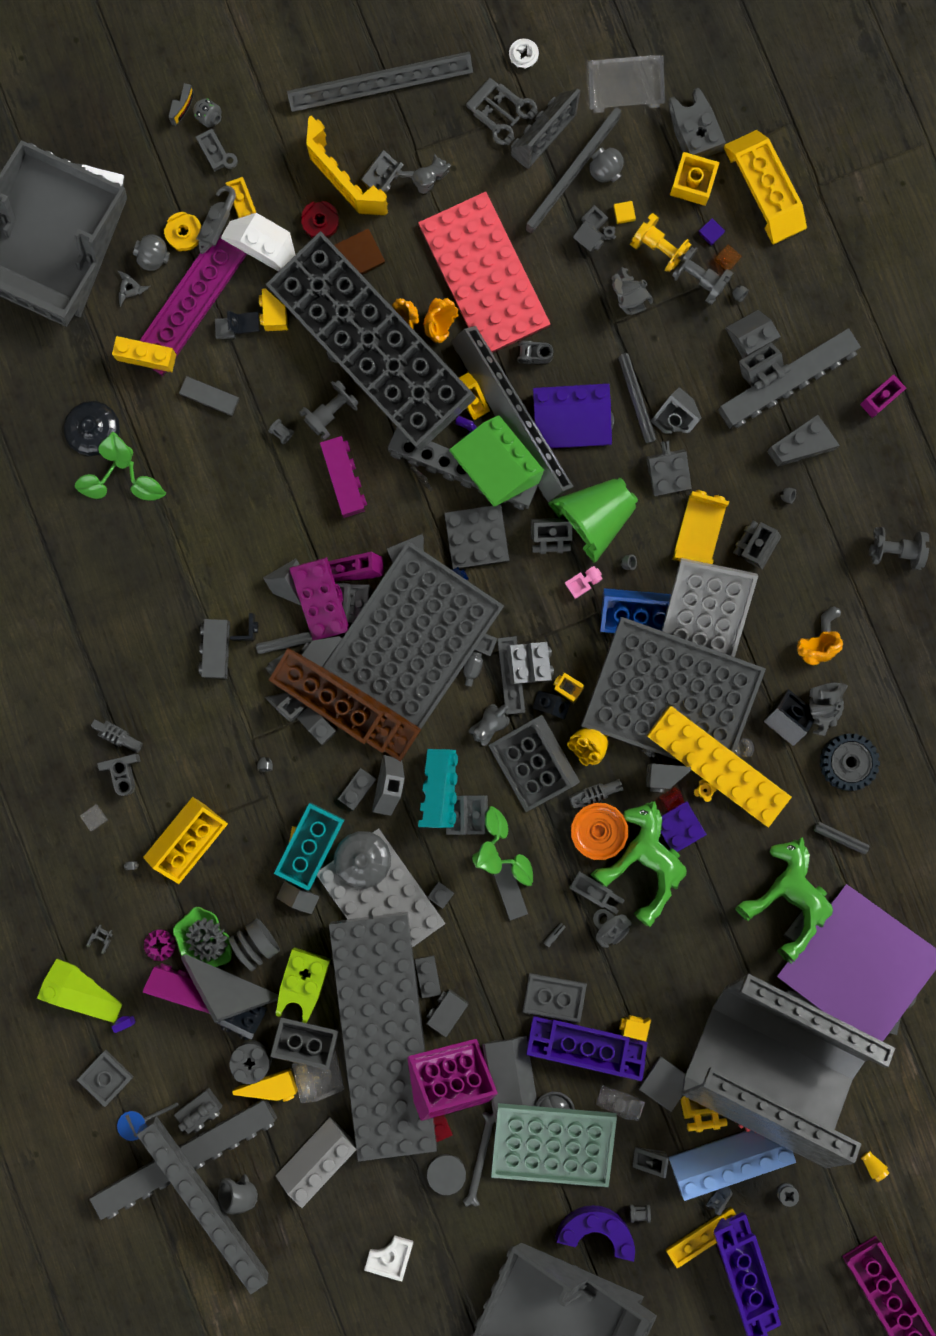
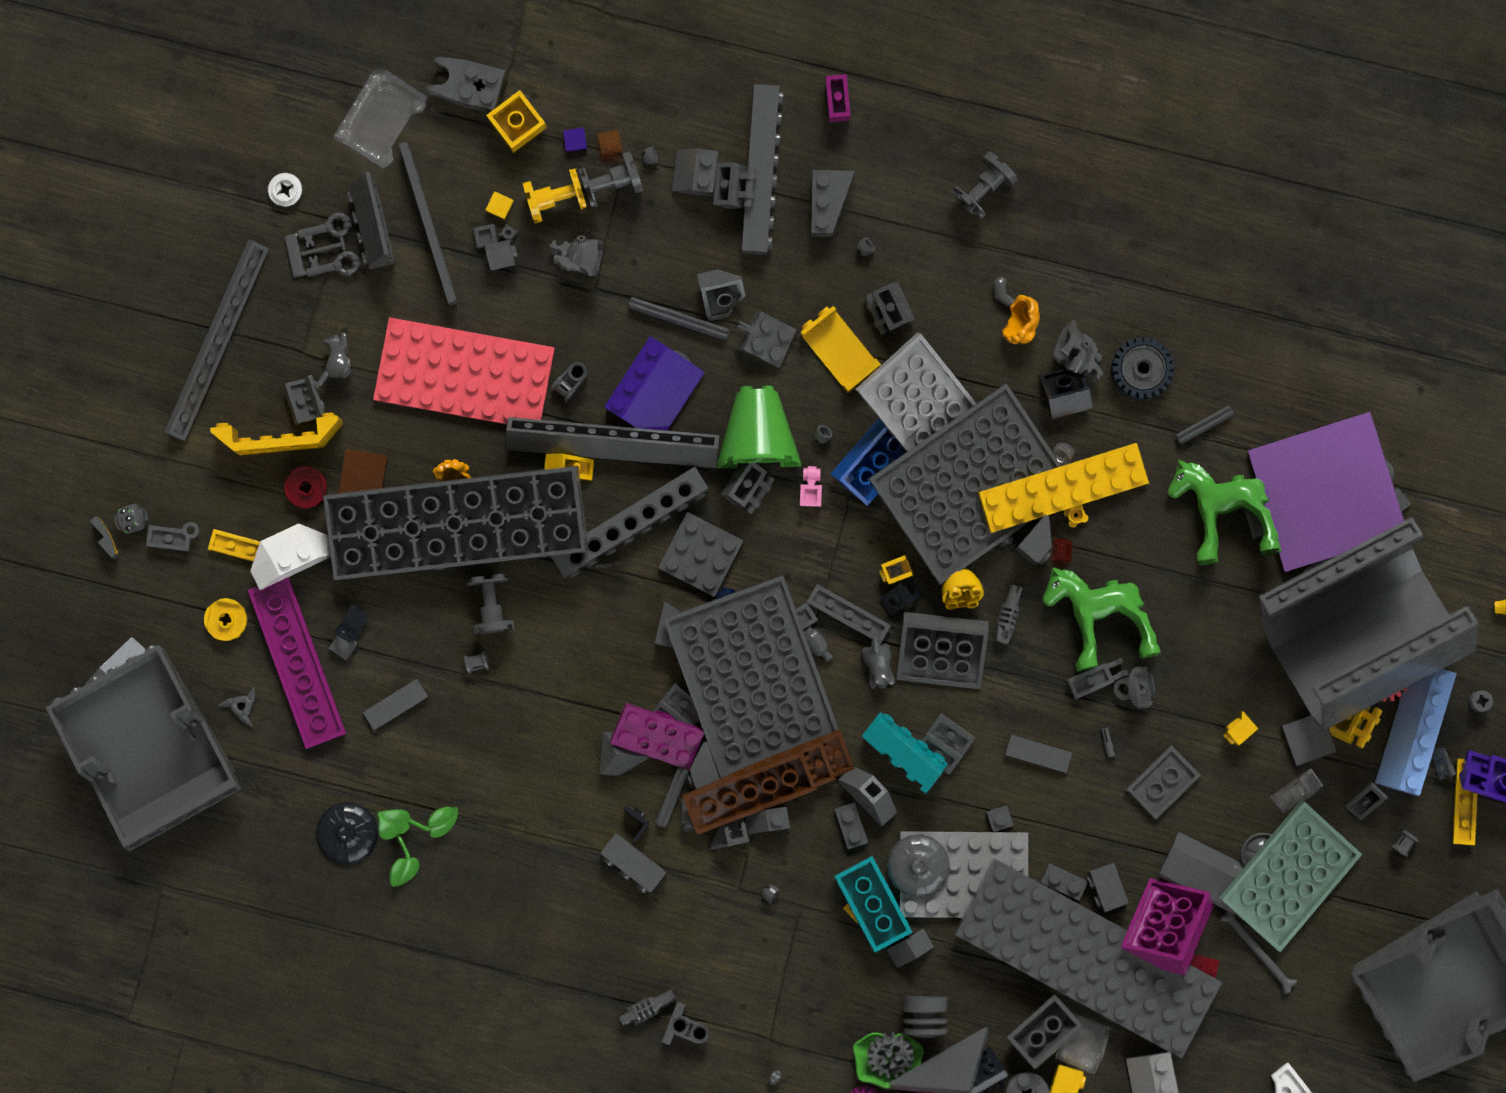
camera: 45 degrees left, 0 degrees up
(93, 817) = (706, 1081): clear tile -> none
(144, 354) = (318, 736): yellow brick -> none
(151, 252) = (224, 663): dark grey plant -> none
(185, 840) = (787, 1012): yellow slope -> none
(215, 220) = (238, 582): dark grey plate -> none
(274, 312) = (362, 590): yellow slope -> none
(301, 989) = (994, 1003): lime brick -> none
(342, 476) = (559, 636): magenta brick -> none
(357, 567) = (651, 681): magenta slope -> none
(439, 319) = (478, 445): light orange hair -> none
(446, 1174) = (1249, 990): dark grey tile -> none
(465, 423) = (596, 487): dark purple arm -> none
(488, 857) = (996, 750): bright green plant -> none
(497, 461) = (648, 487): bright green slope -> none
(529, 663) = (849, 589): plate -> none
(587, 1048) = (1227, 785): dark purple slope -> none
(599, 831) = (1044, 635): orange hat -> none
(601, 1220) = (1384, 883): dark purple brick -> none
(606, 165) = (445, 190): dark grey plant -> none
(681, 827) = (1093, 560): dark purple plate -> none
(768, 185) = (569, 59): yellow slope -> none

